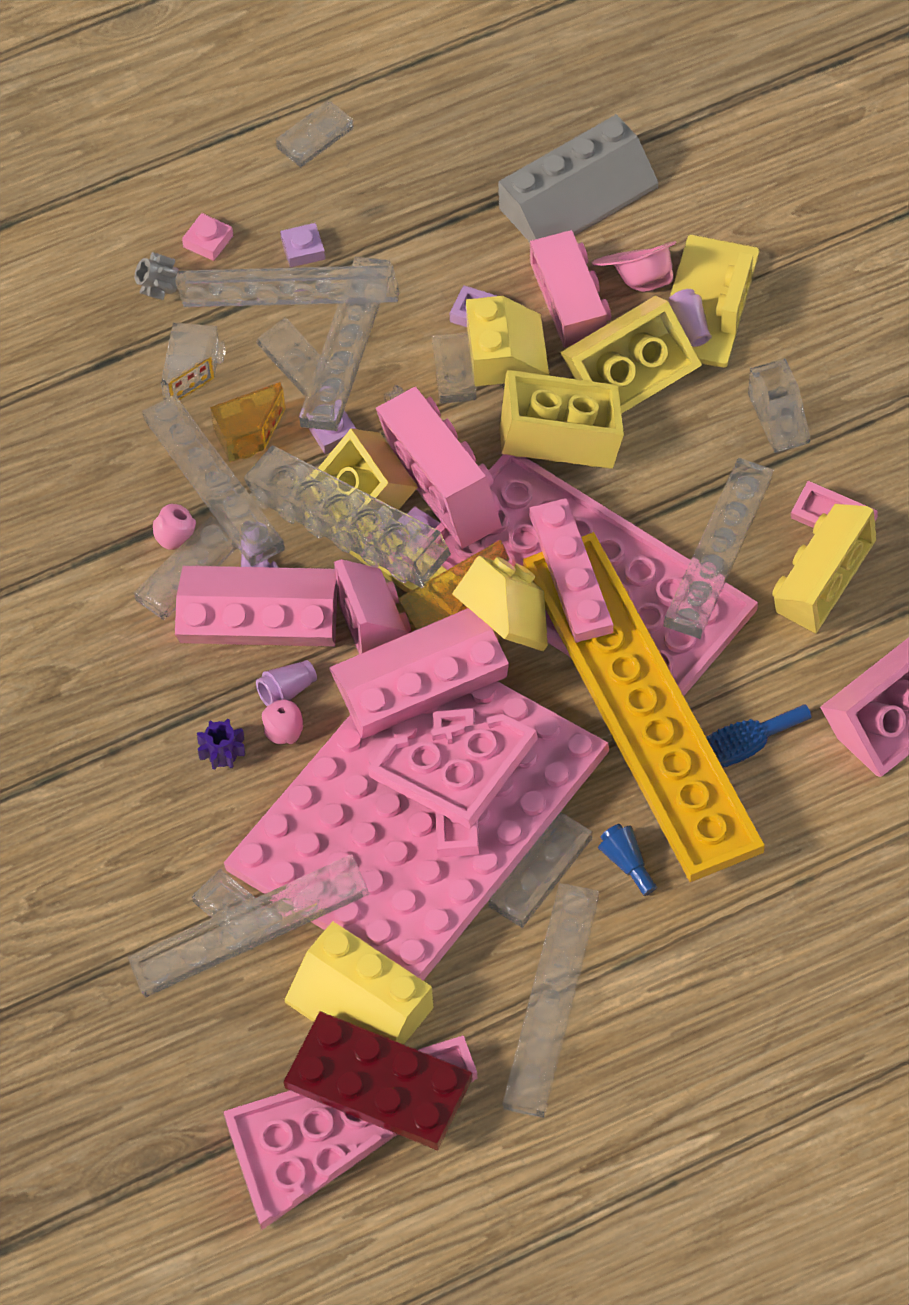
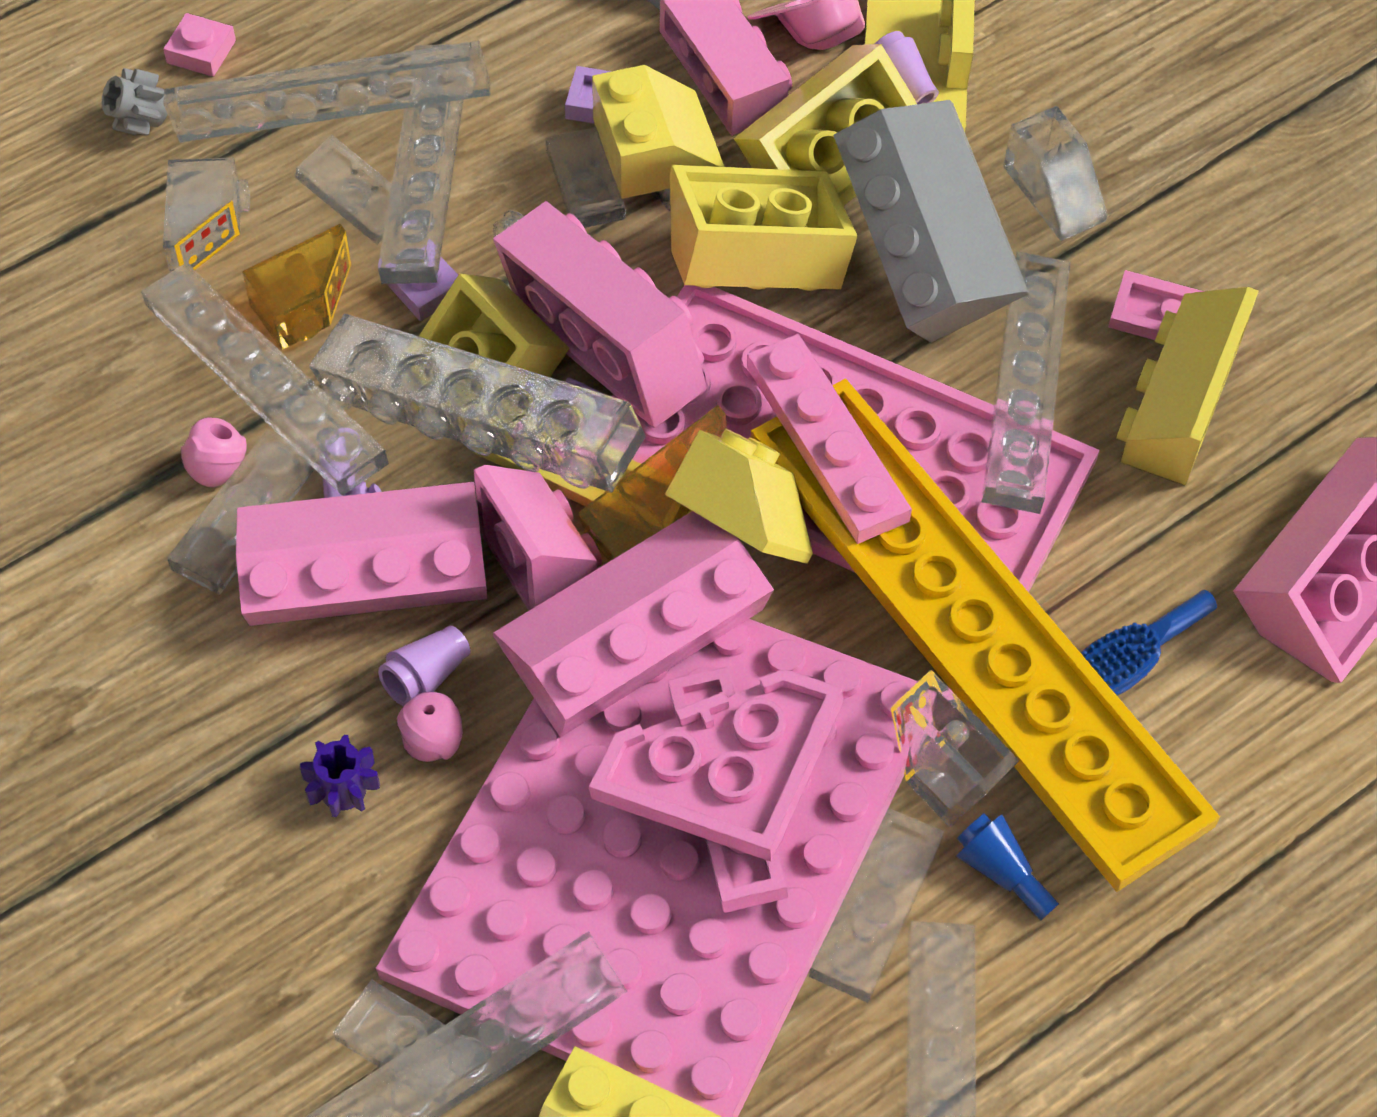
camera: 15 degrees left, 0 degrees up
(302, 245) = (337, 38): lavender plate -> none
(603, 780) = (947, 749): none -> clear slope
(677, 427) = (930, 217): none -> light grey slope

